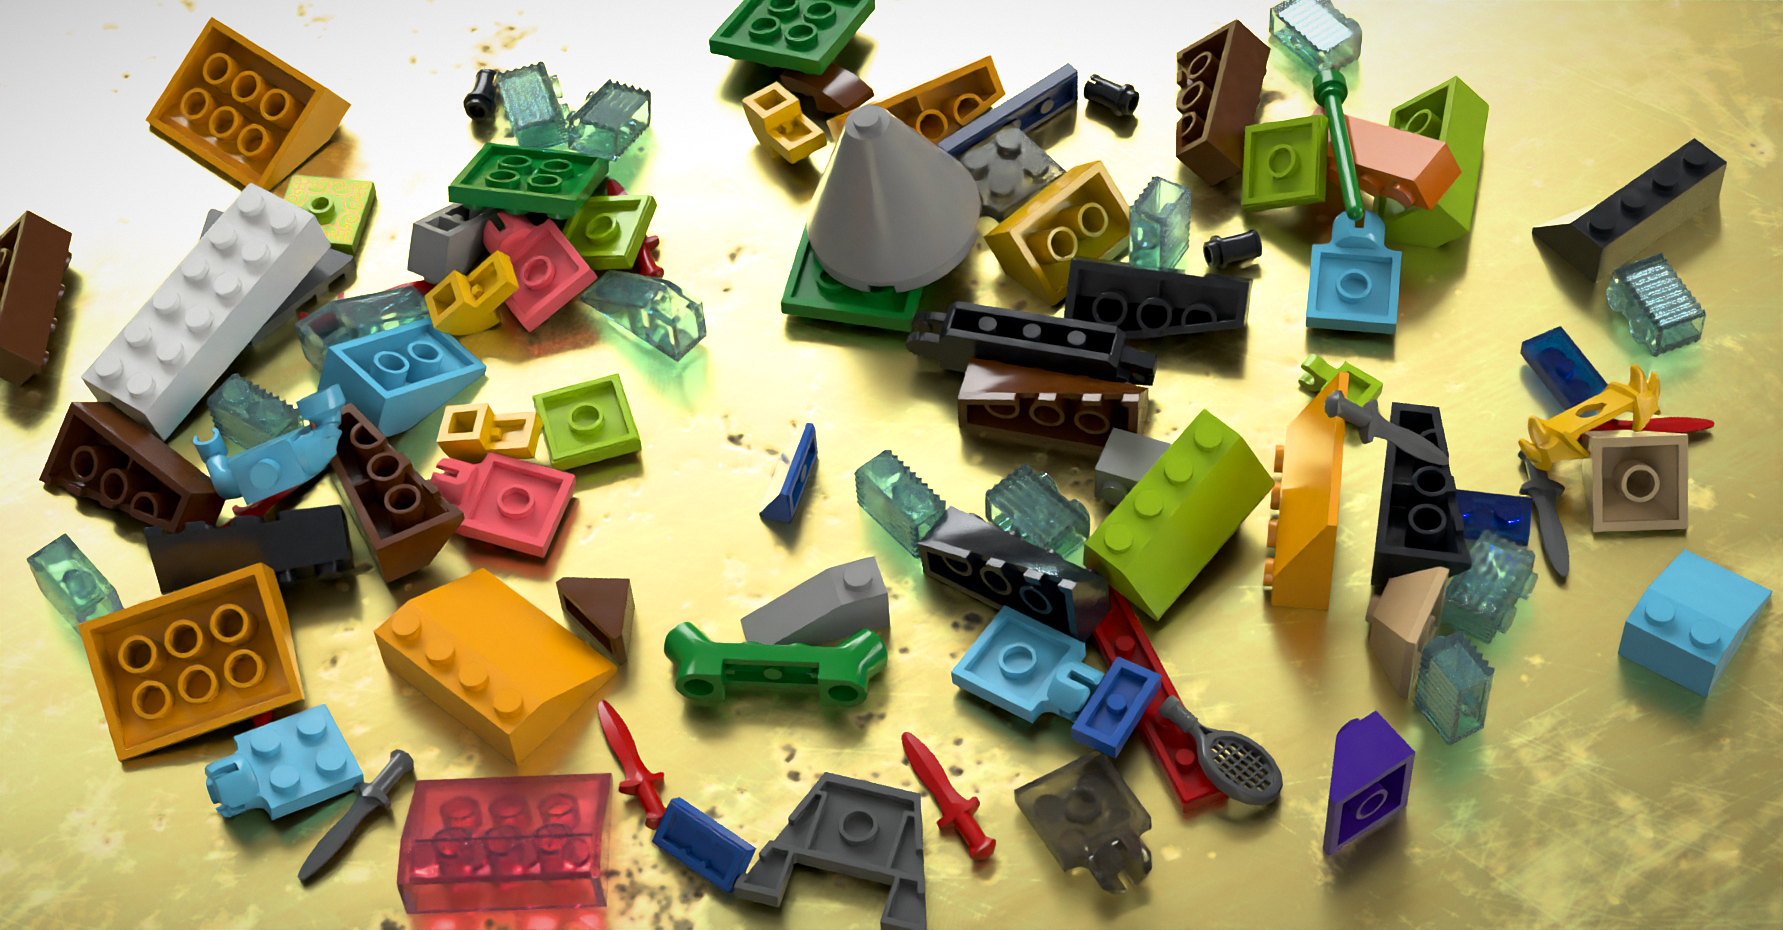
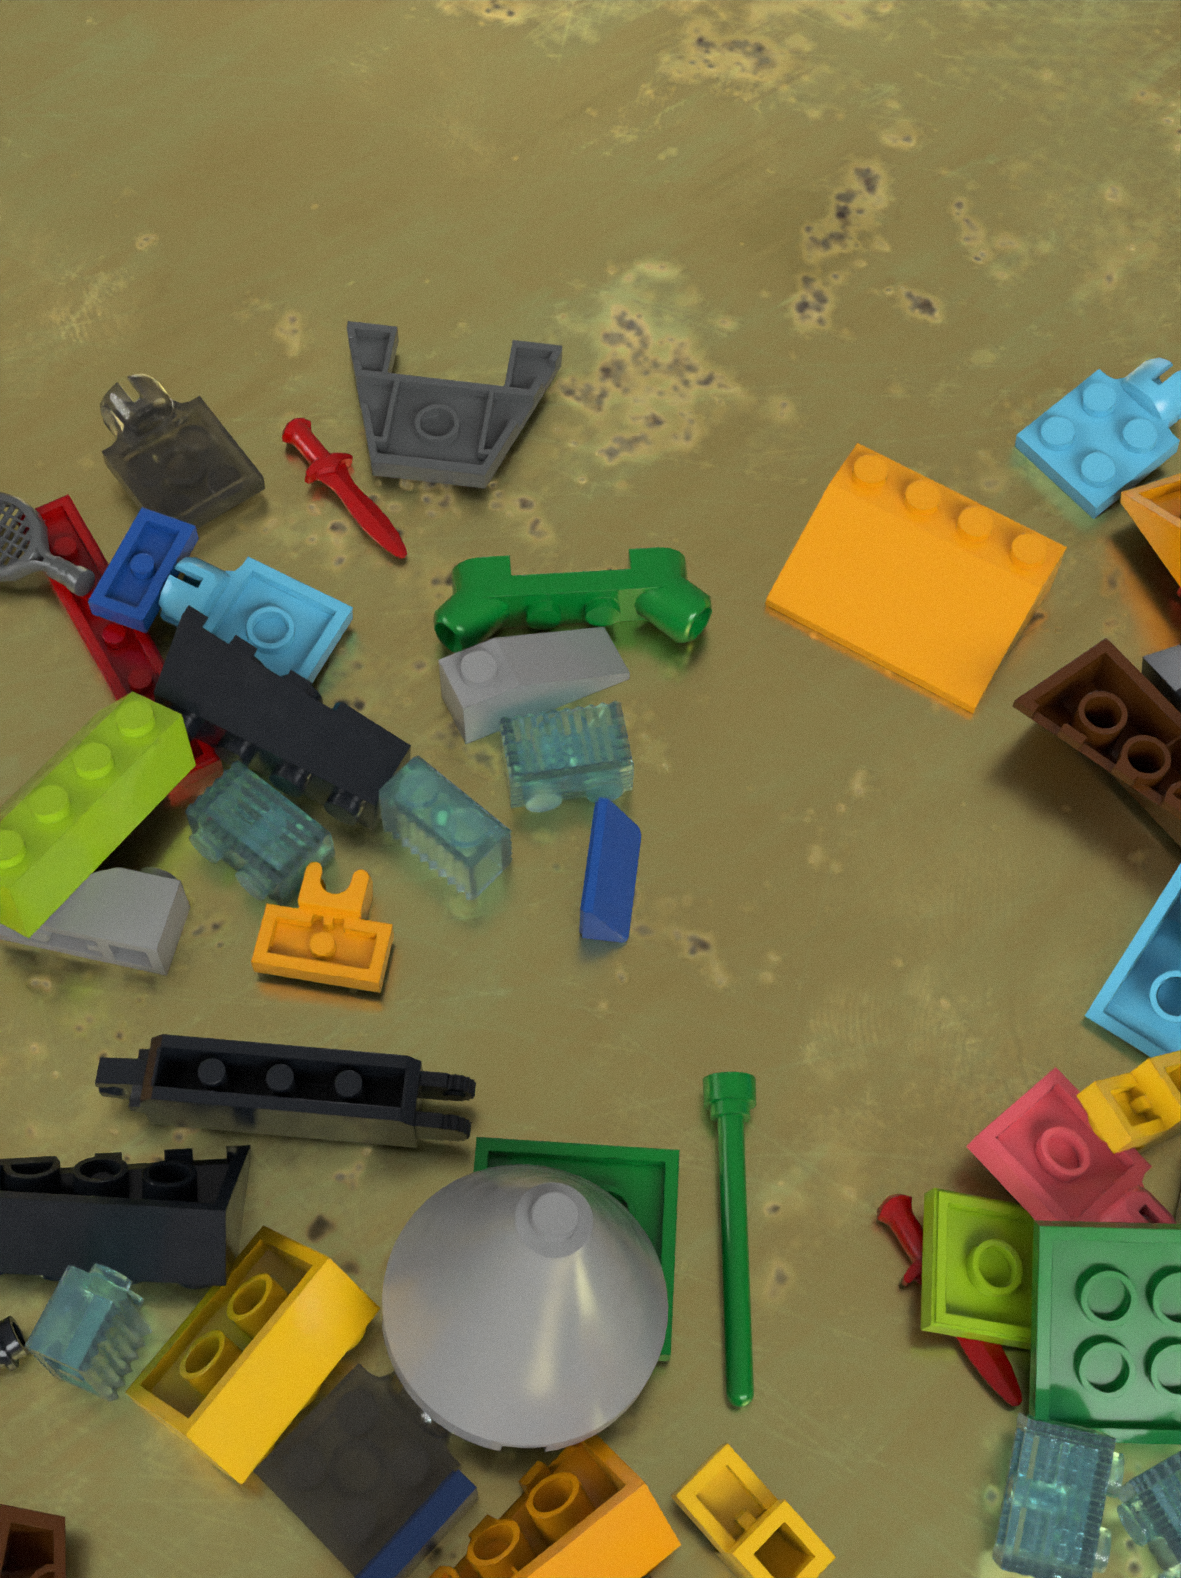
camera: 165 degrees right, 10 degrees up
(368, 799) = (1000, 419): dark grey sword -> none
(475, 430) = (1036, 874): yellow brick -> none
(506, 500) = (981, 785): coral plate -> none
(506, 844) = (827, 371): clear pink slope -> none
(587, 422) = (909, 925): lime plate -> none
(601, 610) = (803, 645): reddish brown slope -> none
(638, 778) = (702, 471): red sword -> none
(650, 310) = (879, 1113): clear light blue slope -> none
(703, 844) = (607, 393): blue plate -> none
(740, 334) = (730, 1100): none -> green piece
(799, 546) = (566, 756): none -> clear light blue brick
(994, 449) = (326, 936): none -> light orange plate
(1048, 405) = (237, 997): reddish brown wedge -> none

